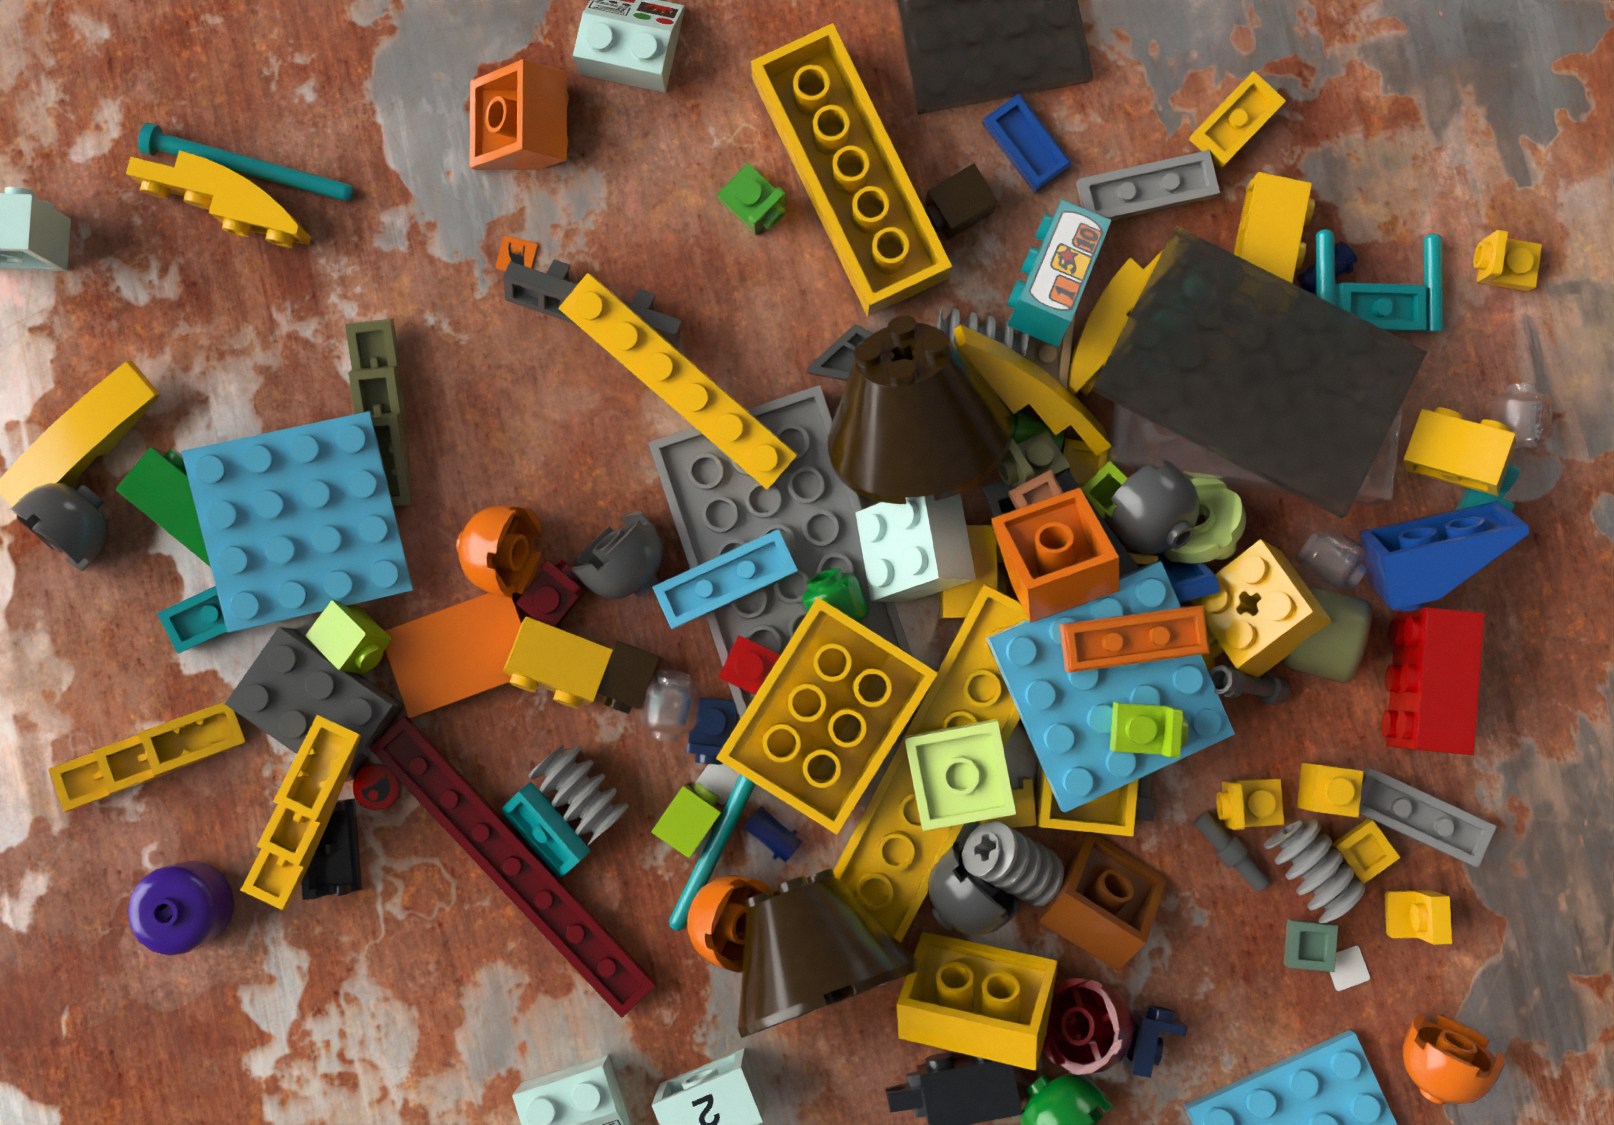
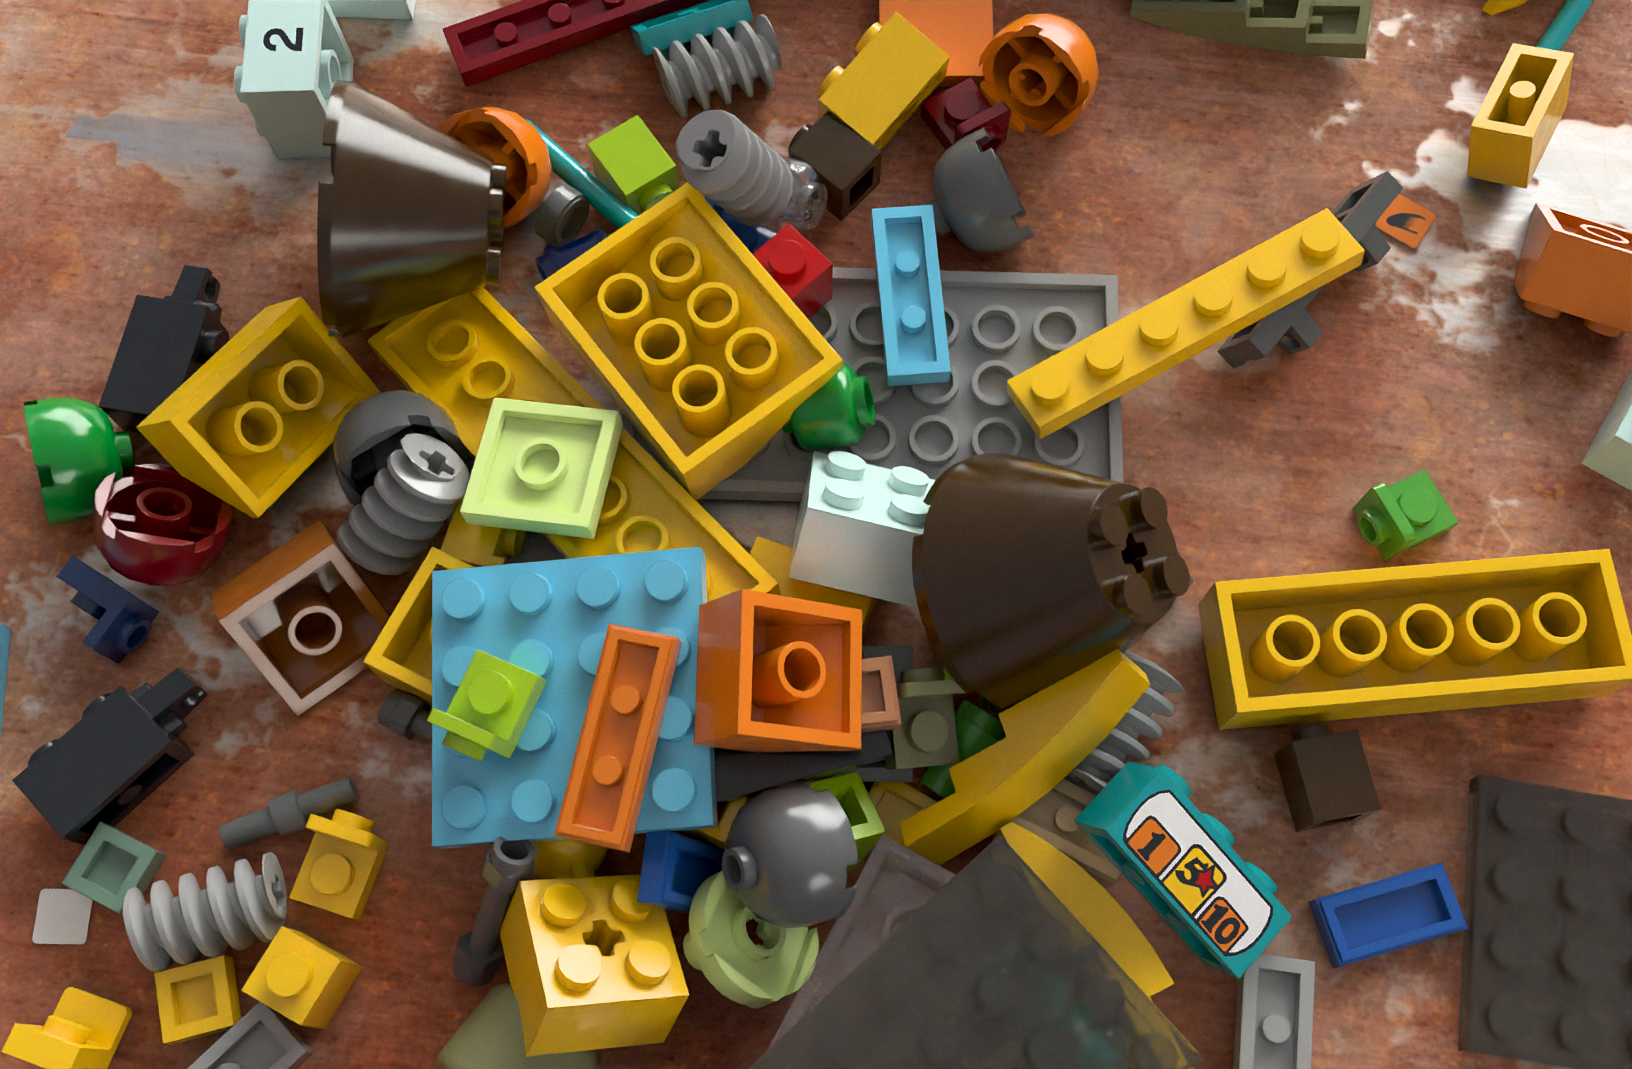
camera: 110 degrees right, 15 degrees down
(414, 194) = (1519, 115): none -> yellow brick
(692, 730) = (734, 168): none -> light grey piece
(744, 857) = (562, 215): none -> dark grey tile
(1246, 982) = (112, 756): none -> black hinge

